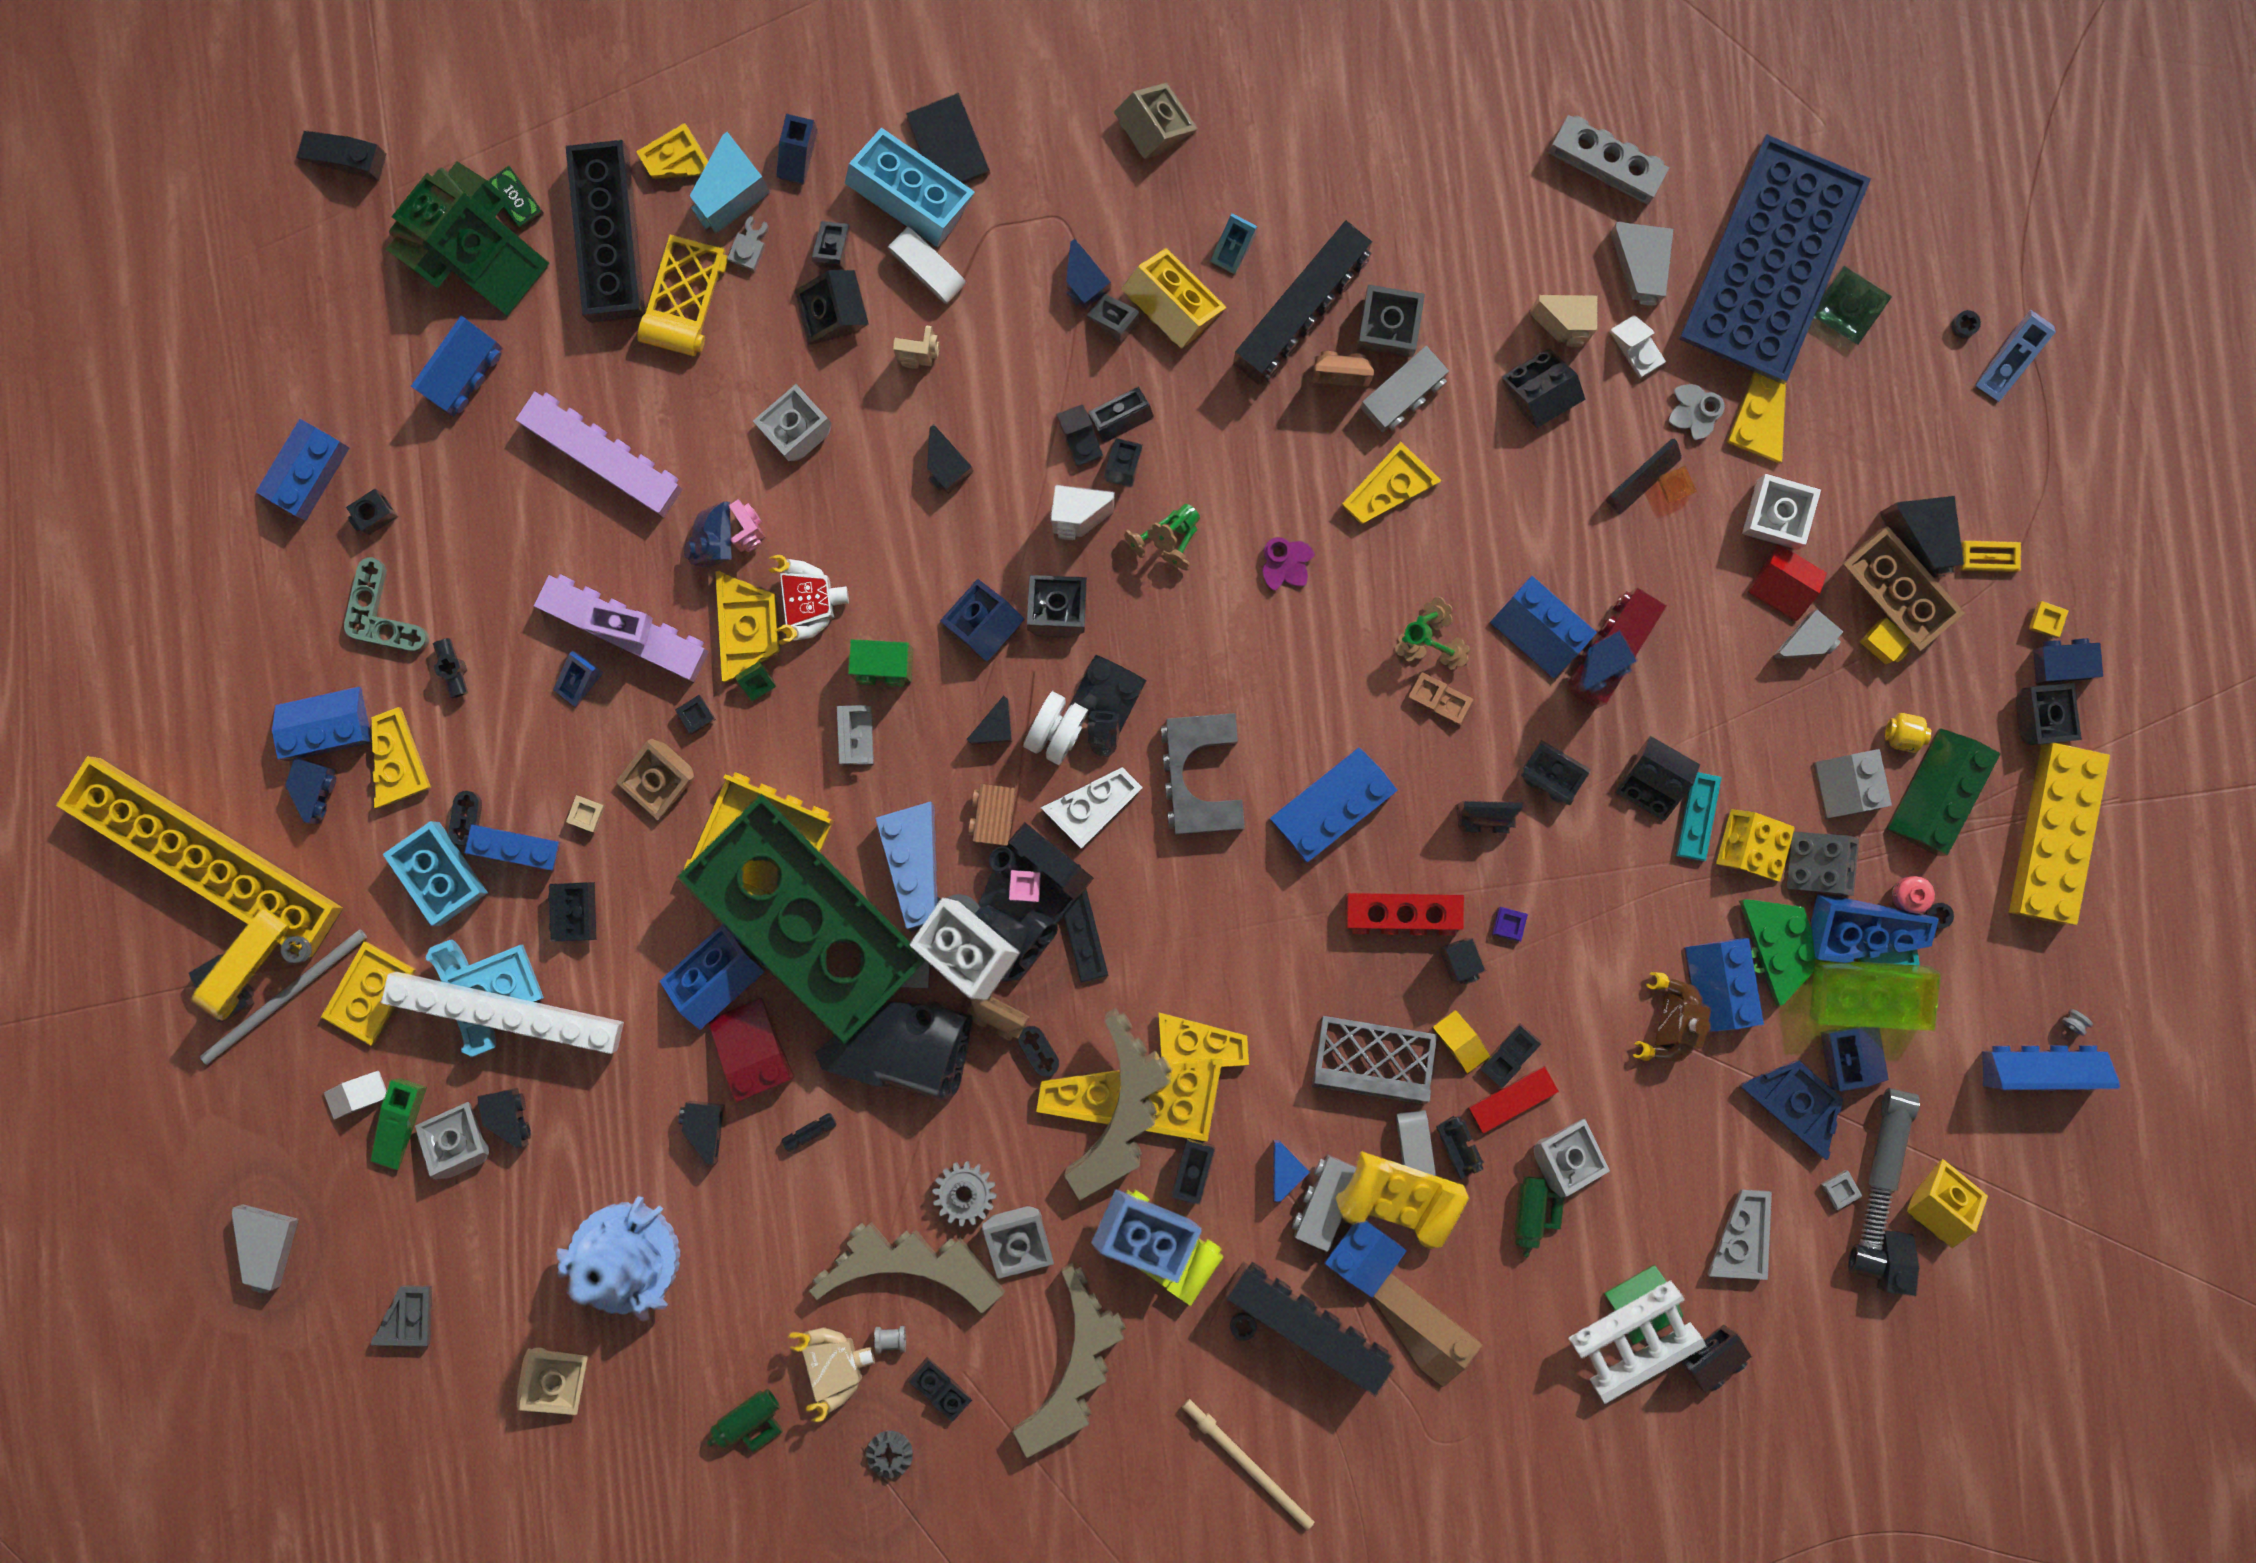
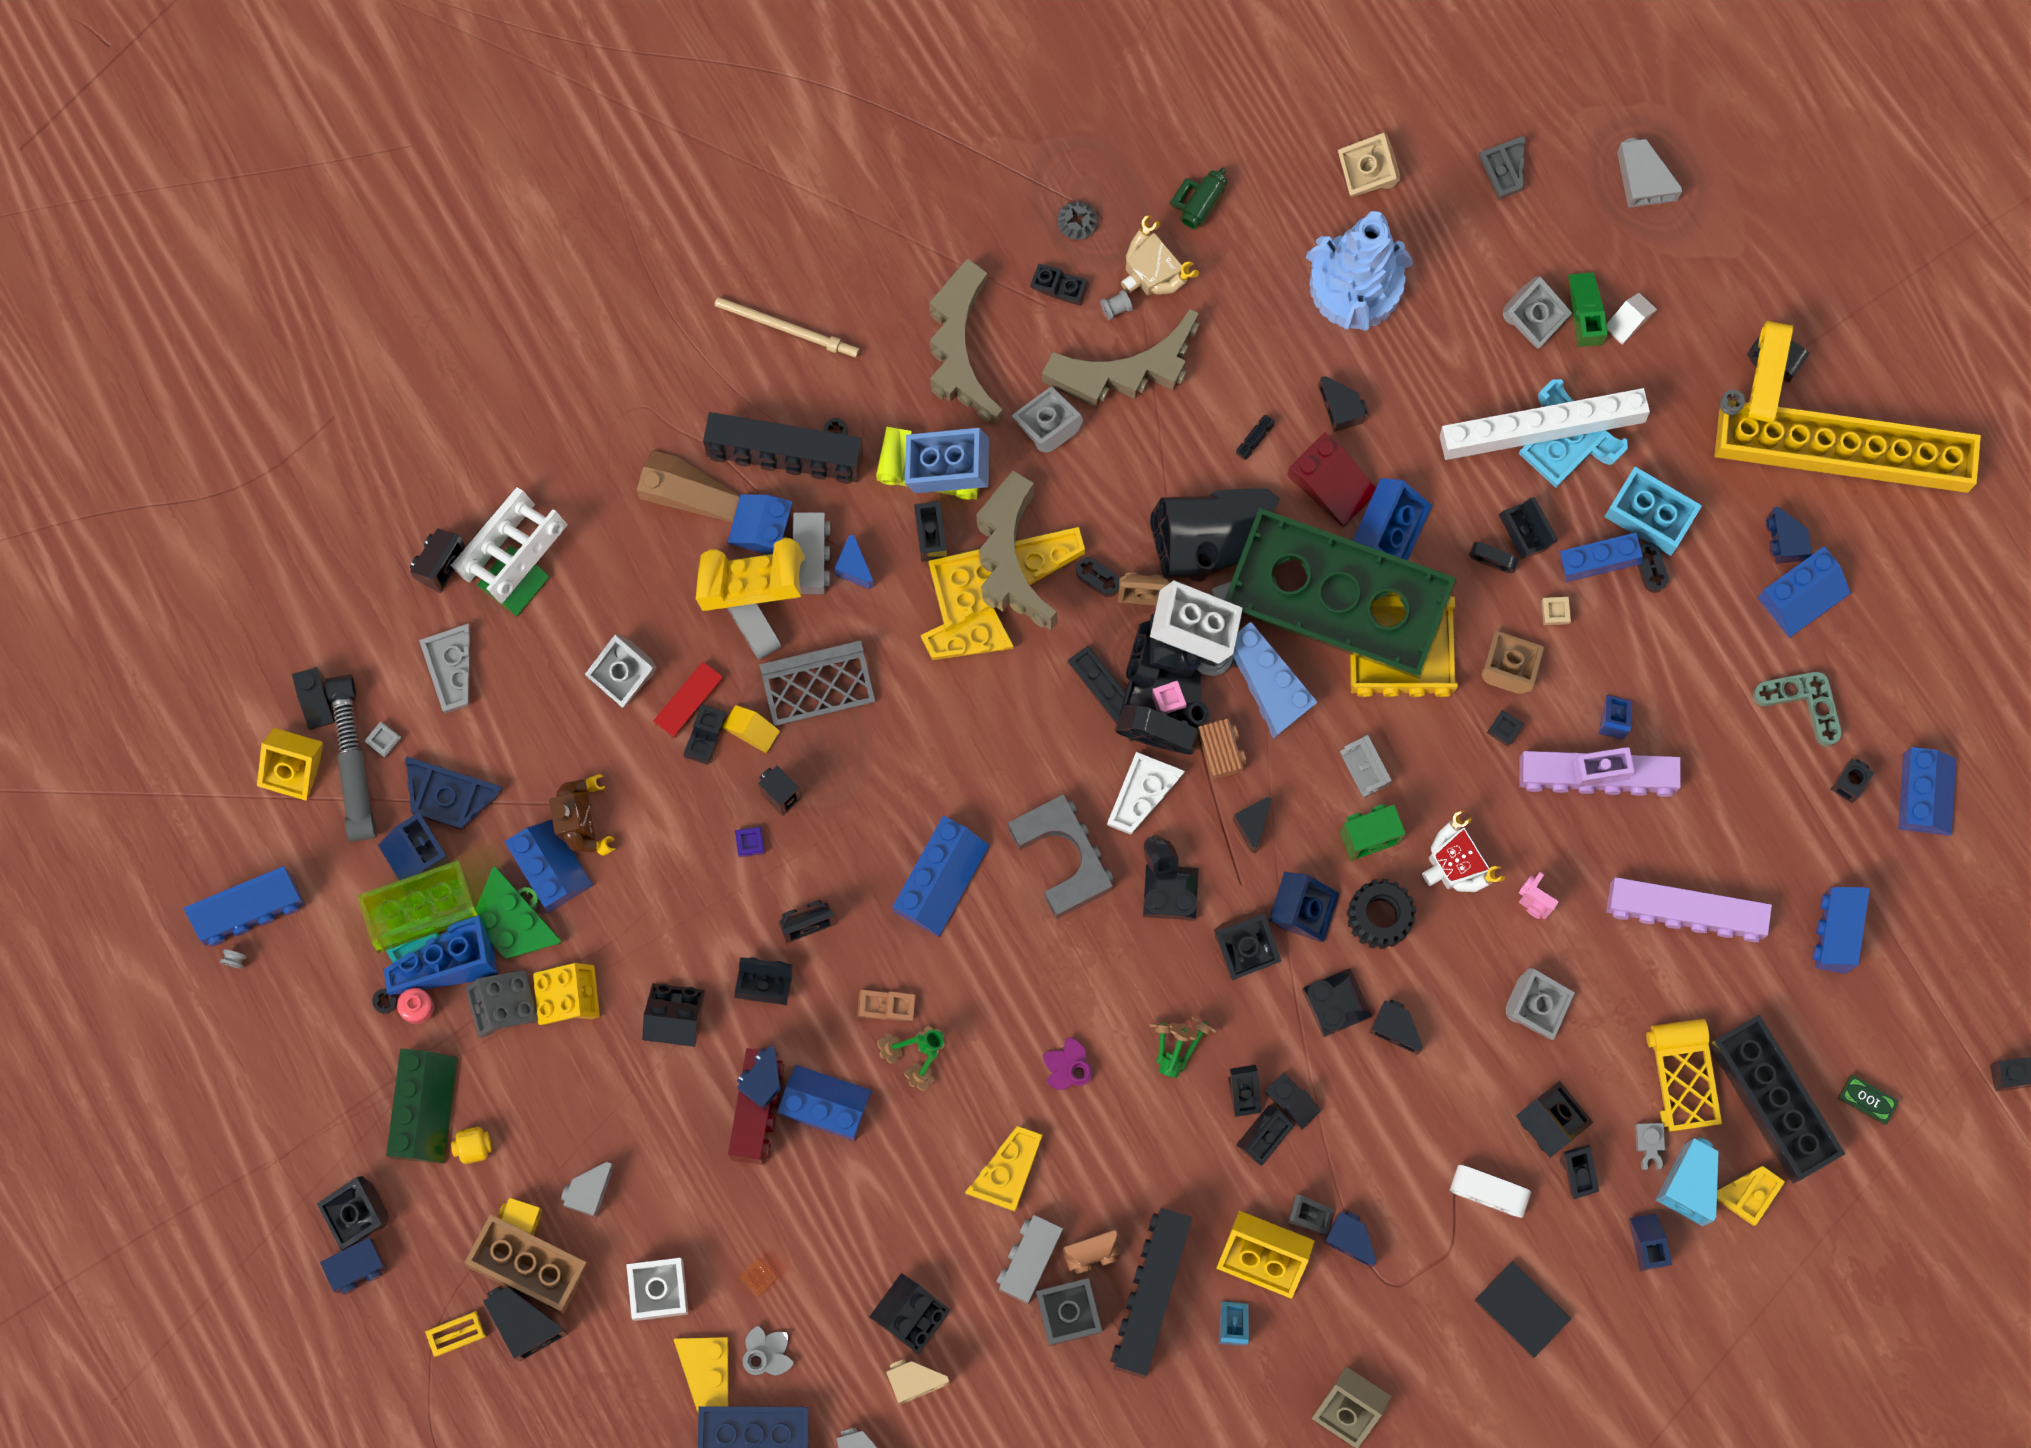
camera: 155 degrees right, 10 degrees down
(281, 998) = (1726, 369): light grey piece -> none
(358, 999) = (1666, 397): yellow tile -> none
(396, 758) = (1728, 588): yellow wing -> none
(446, 654) = (1731, 689): black axle -> none
(454, 228) = (1905, 1042): dark green piece -> none
(504, 1116) = (1505, 348): black slope -> none
(622, 896) = (1493, 557): none -> black beam
(710, 537) = (1562, 875): dark blue slope -> none
(745, 625) = (1499, 819): yellow wing -> none
(755, 681) = (1468, 775): dark green plate -> none
(902, 554) = (1396, 898): none -> black tyre
(908, 187) = (1537, 1251): medium azure slope -> none
(917, 353) = (1465, 1104): tan bracket -> none
(953, 1204) = (1108, 453): light grey gear -> none
(992, 512) = (1336, 1002): none -> black slope
(1053, 727) = (1201, 838): white wheel -> none
(1079, 510) = (1267, 1025): white slope -> none
(1450, 908) = (808, 834): red brick -> none
(1454, 1137) = (720, 642): black hinge -> none
(1532, 1211) = (636, 614): dark green piece -> none
(1636, 344) = (841, 1389): white slope -> none
(1645, 476) = (788, 1273): black slope -> none
(1698, 817) = (624, 999): teal tile -> none
(1788, 582) = (625, 1234): red slope -> none
(1852, 783) = (503, 1080): light grey slope -> none
(2048, 619) = (384, 1297): yellow plate -> none
(2059, 834) = (307, 1111): yellow brick -> none

